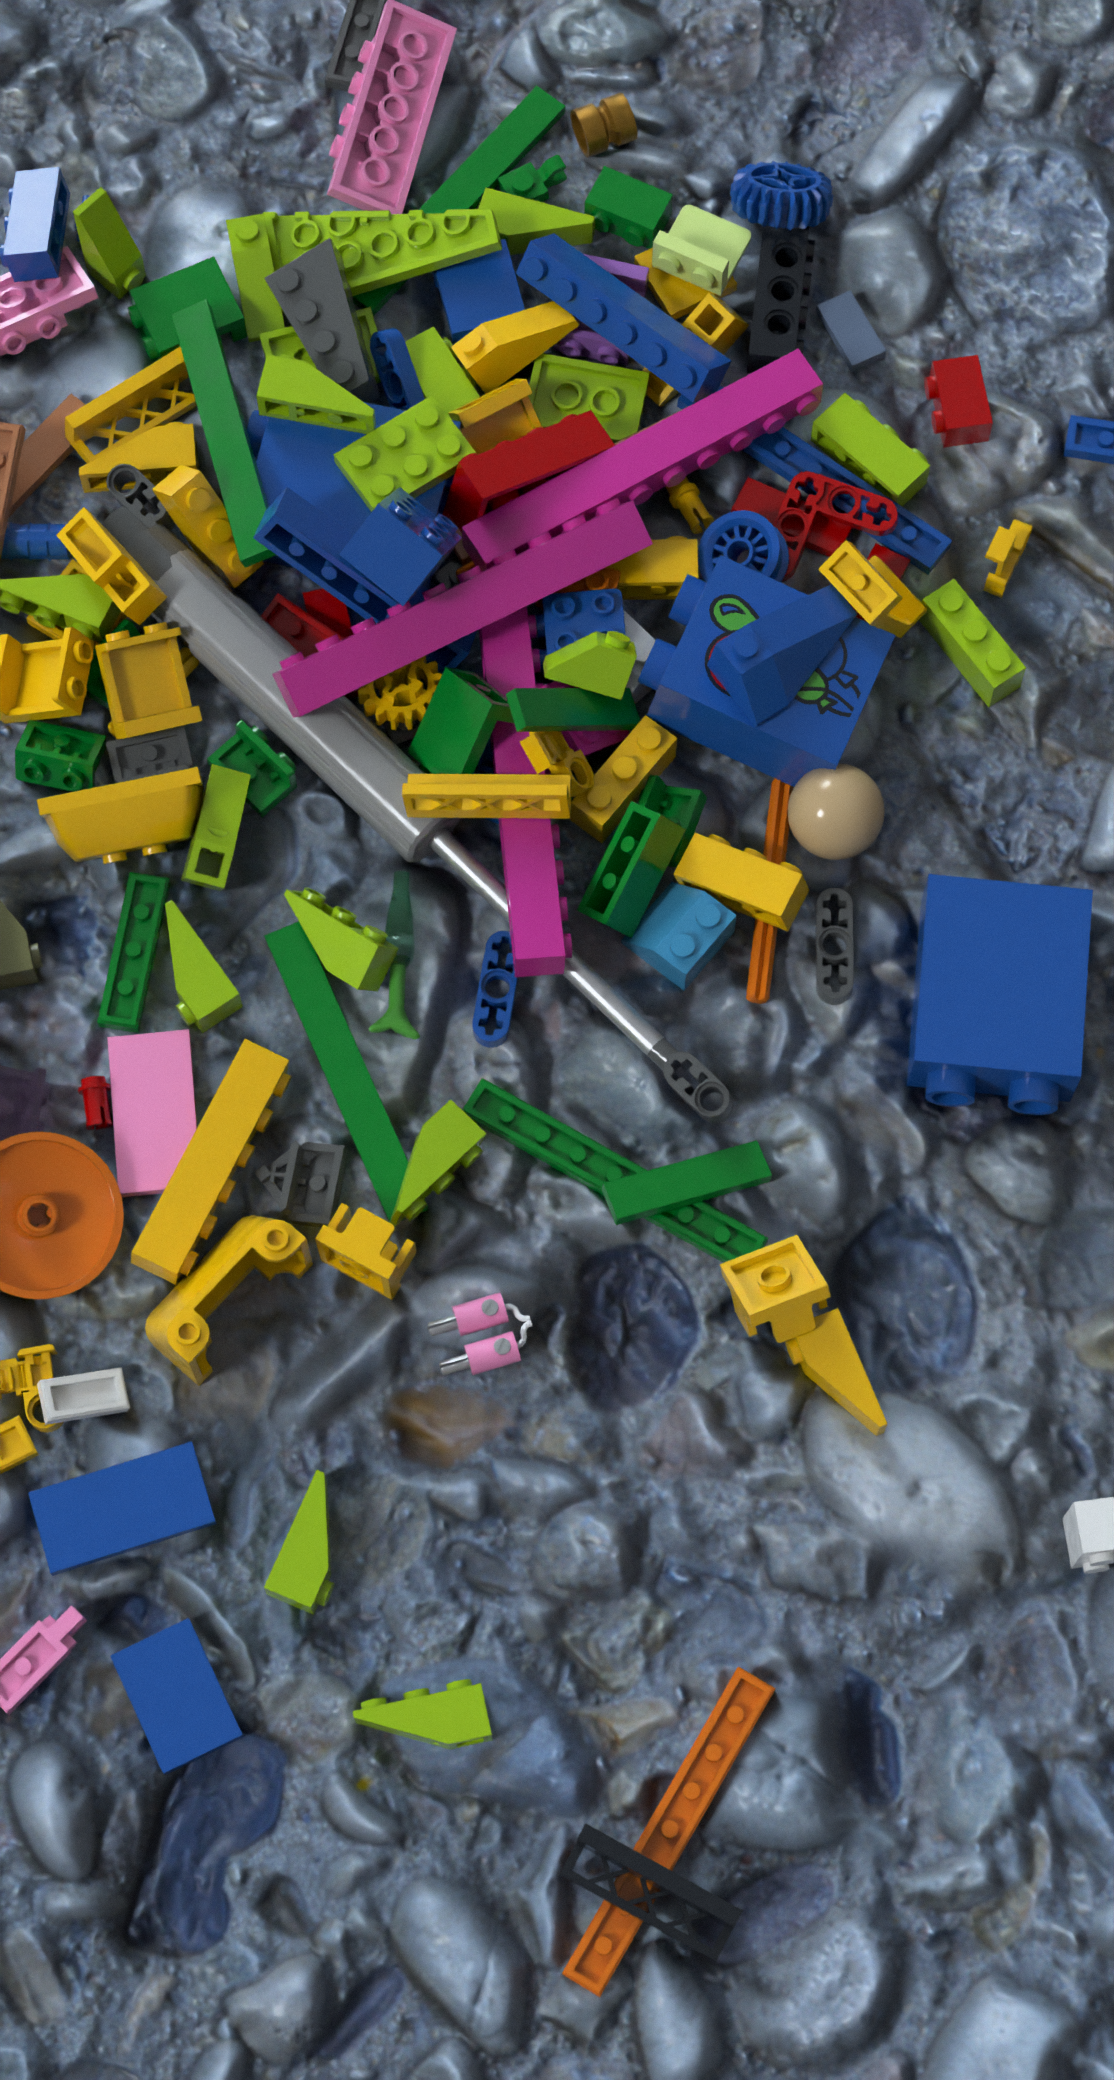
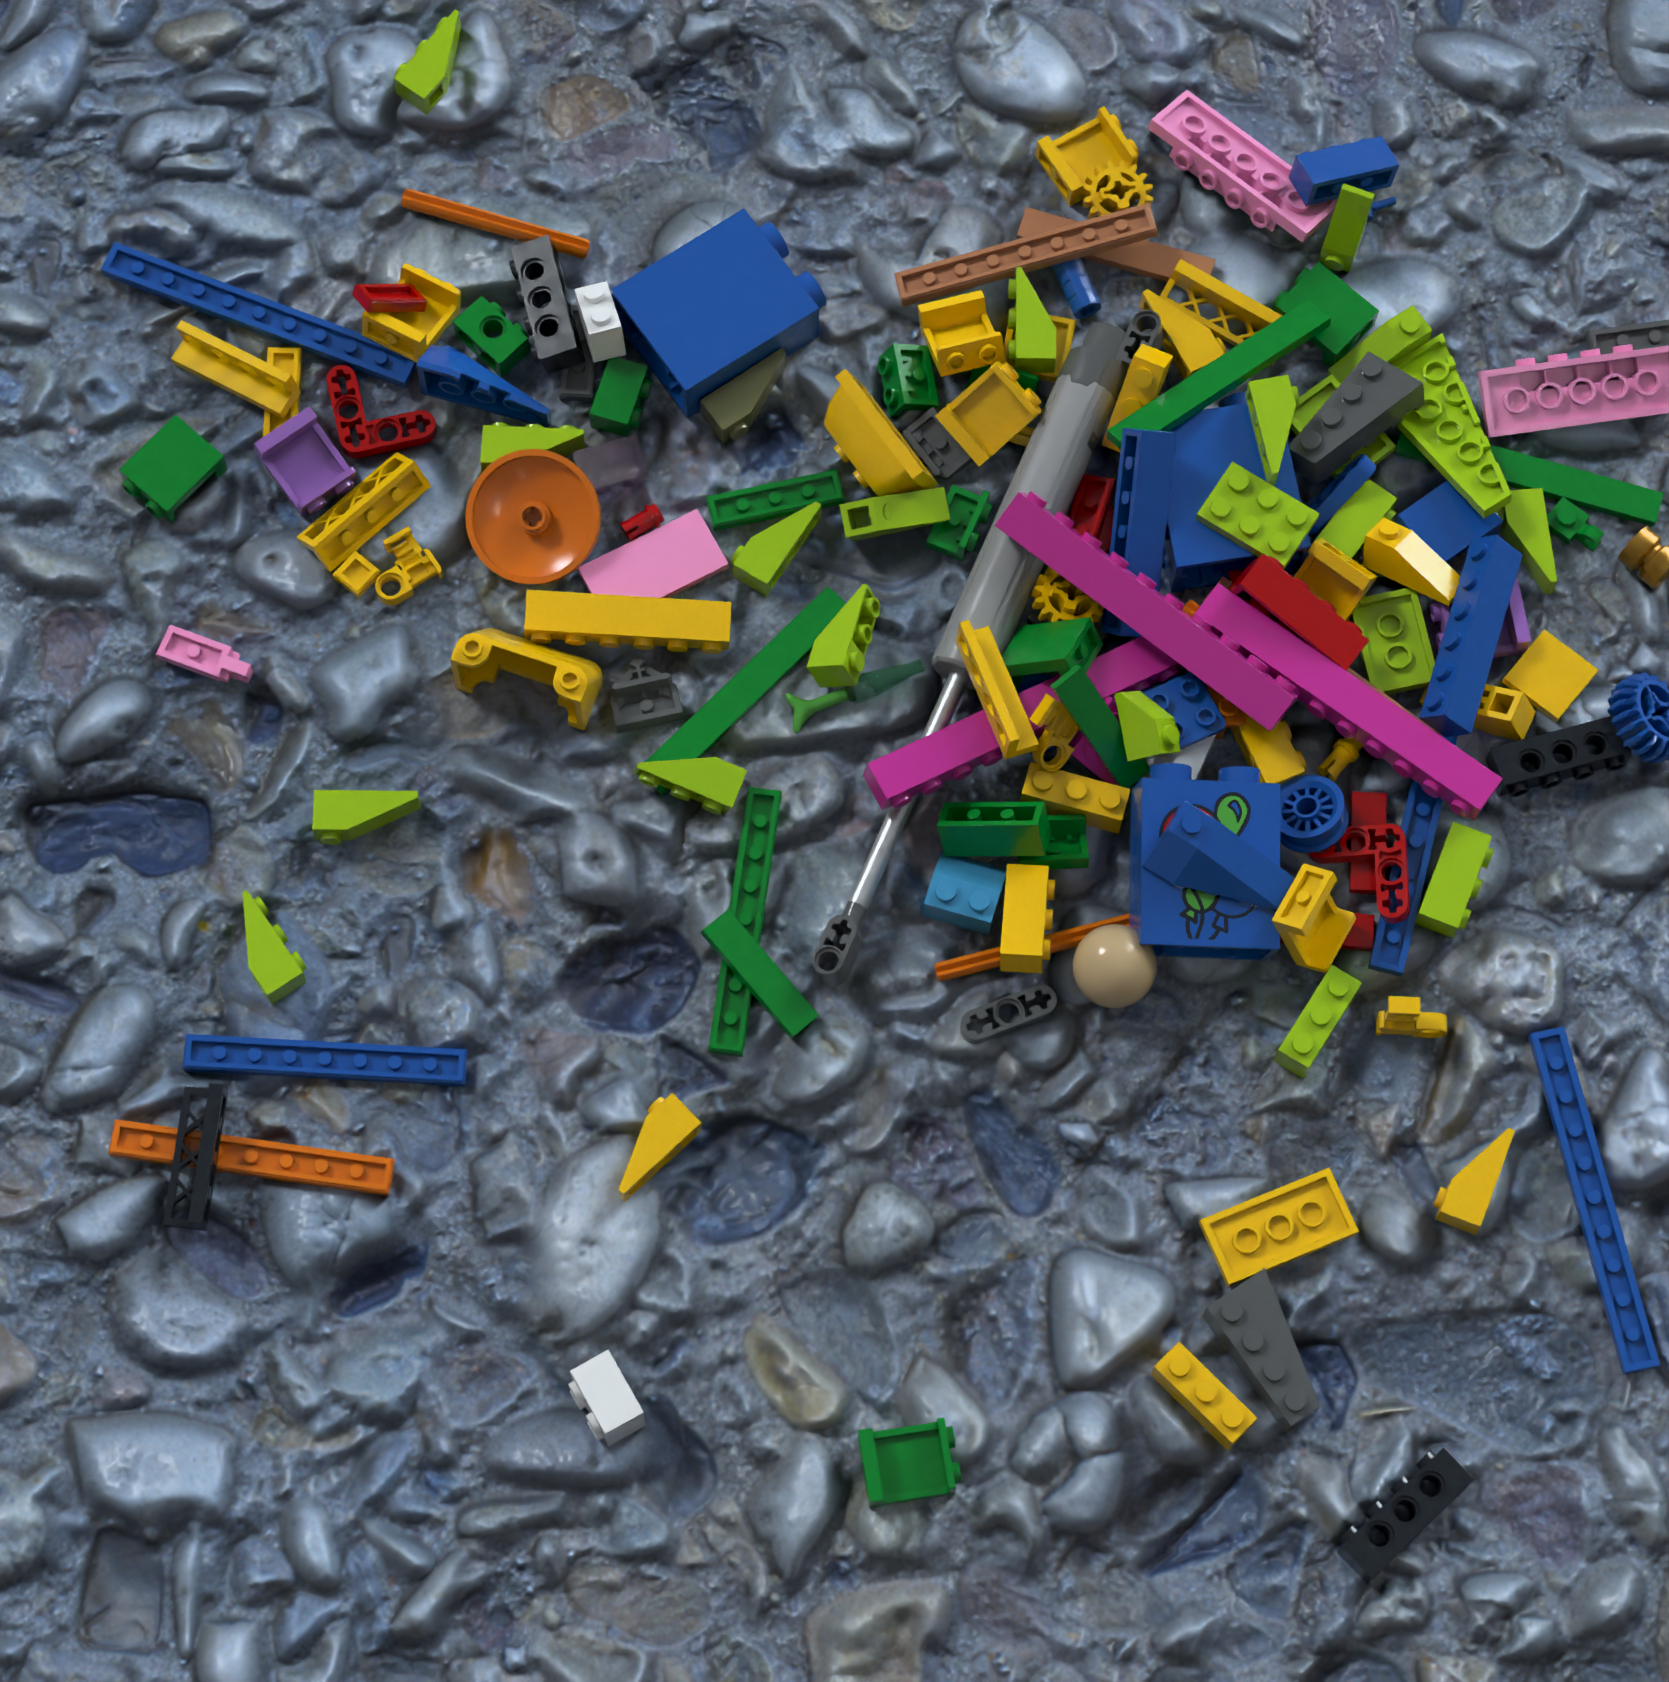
camera: 65 degrees right, 0 degrees up
(83, 1396) = (411, 607): white tile -> none
(111, 566) = (1064, 343): yellow slope -> none
(122, 1508) = (340, 672): blue tile -> none
(176, 1696) = (215, 767): blue tile -> none
(364, 1249) = (602, 757): yellow panel -> none
(401, 545) = (1163, 536): blue piece -> none
(481, 1015) = (833, 772): blue beam -> none
(486, 1353) = (564, 882): bright pink piece -> none
(585, 1704) = (325, 1060): none -> blue tile
(628, 207) = (1583, 607): green brick -> none
(701, 249) = (1570, 675): yellowish green bracket -> none
(777, 1287) = (697, 1068): yellow panel -> none
(850, 331) = (1560, 825): sand blue tile -> none
(959, 401) = (1534, 933): red brick -> none
(1000, 992) = (1016, 1150): blue brick -> none

